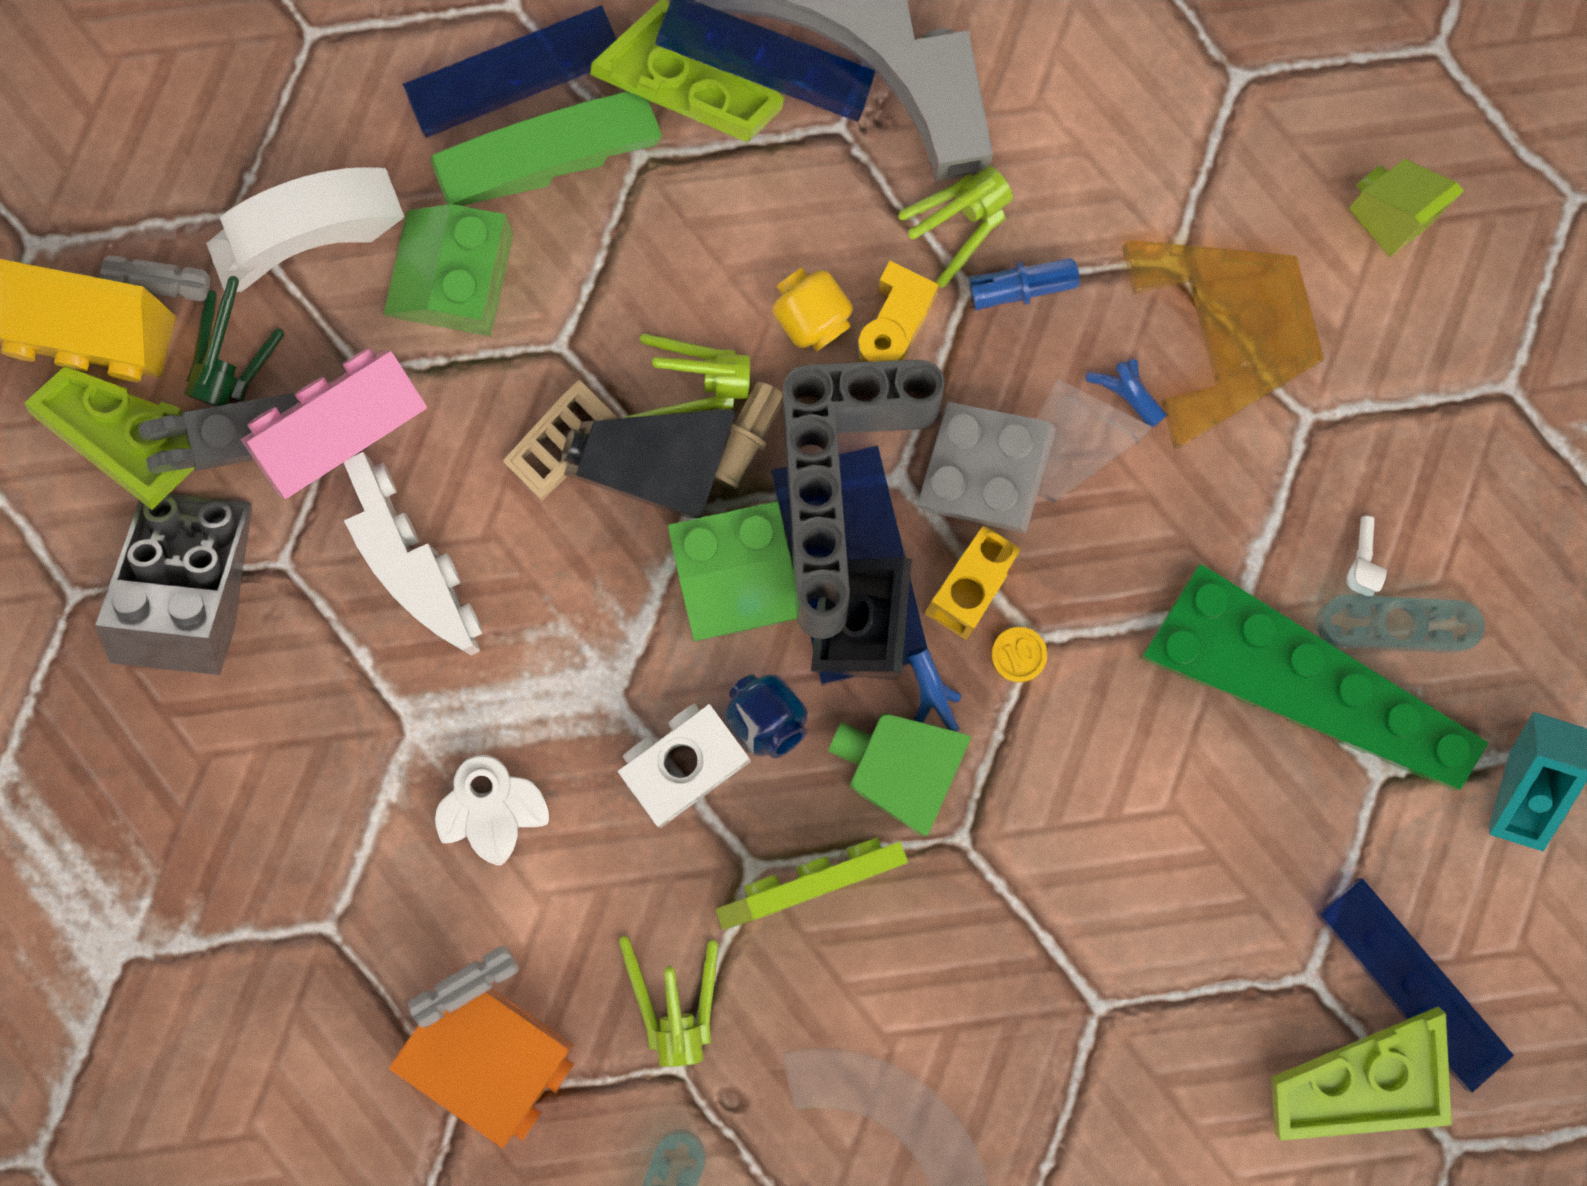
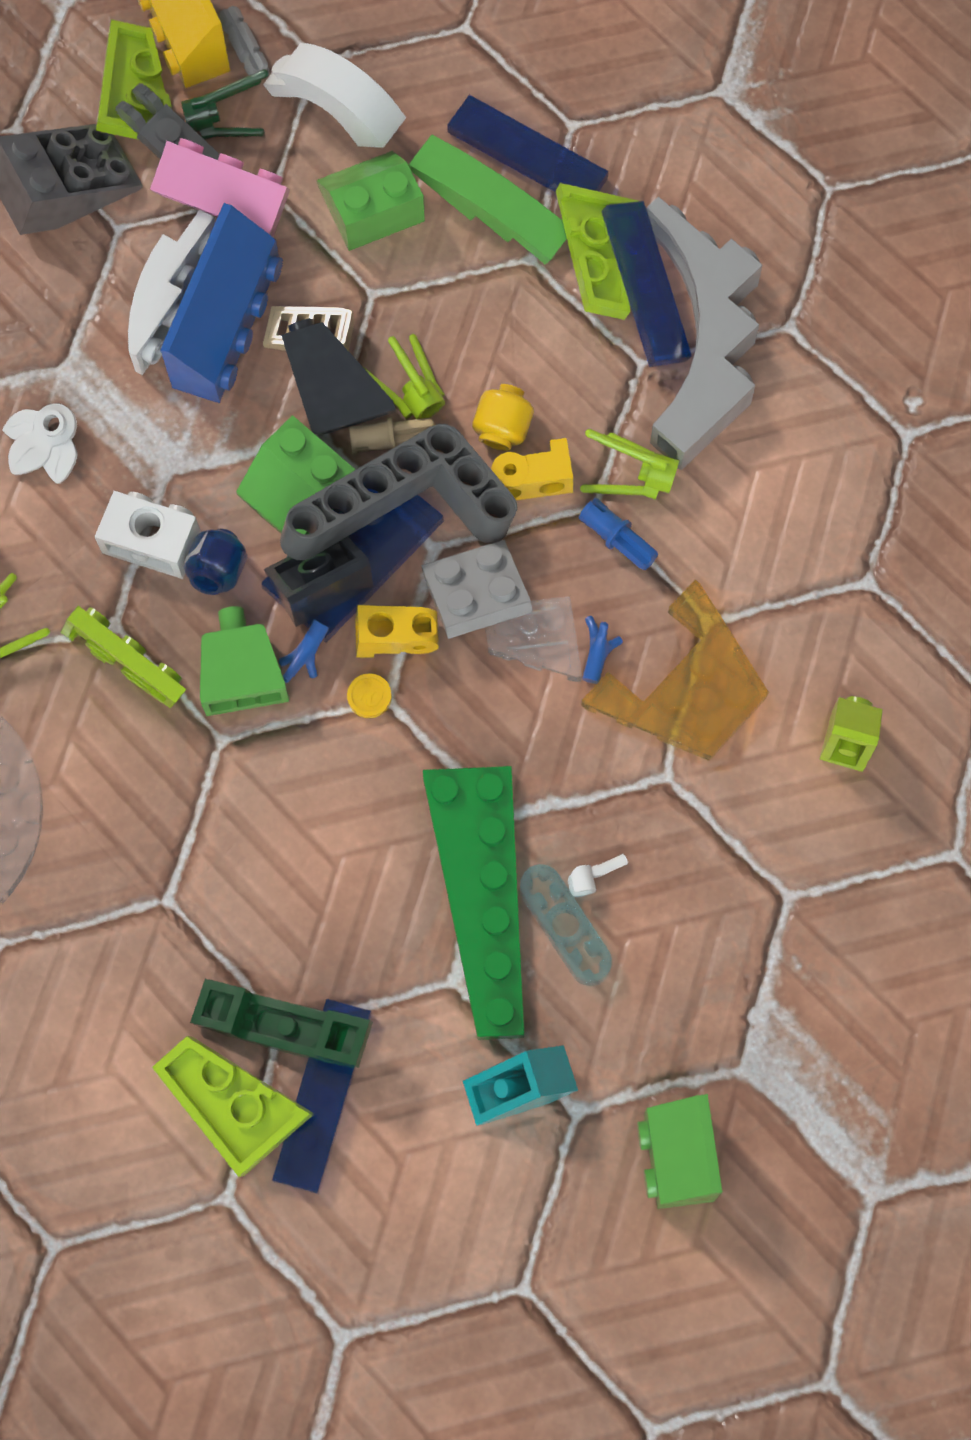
camera: 55 degrees right, 10 degrees down
(476, 513) = (221, 306): none -> blue slope
(1325, 975) = (281, 1024): none -> dark green slope

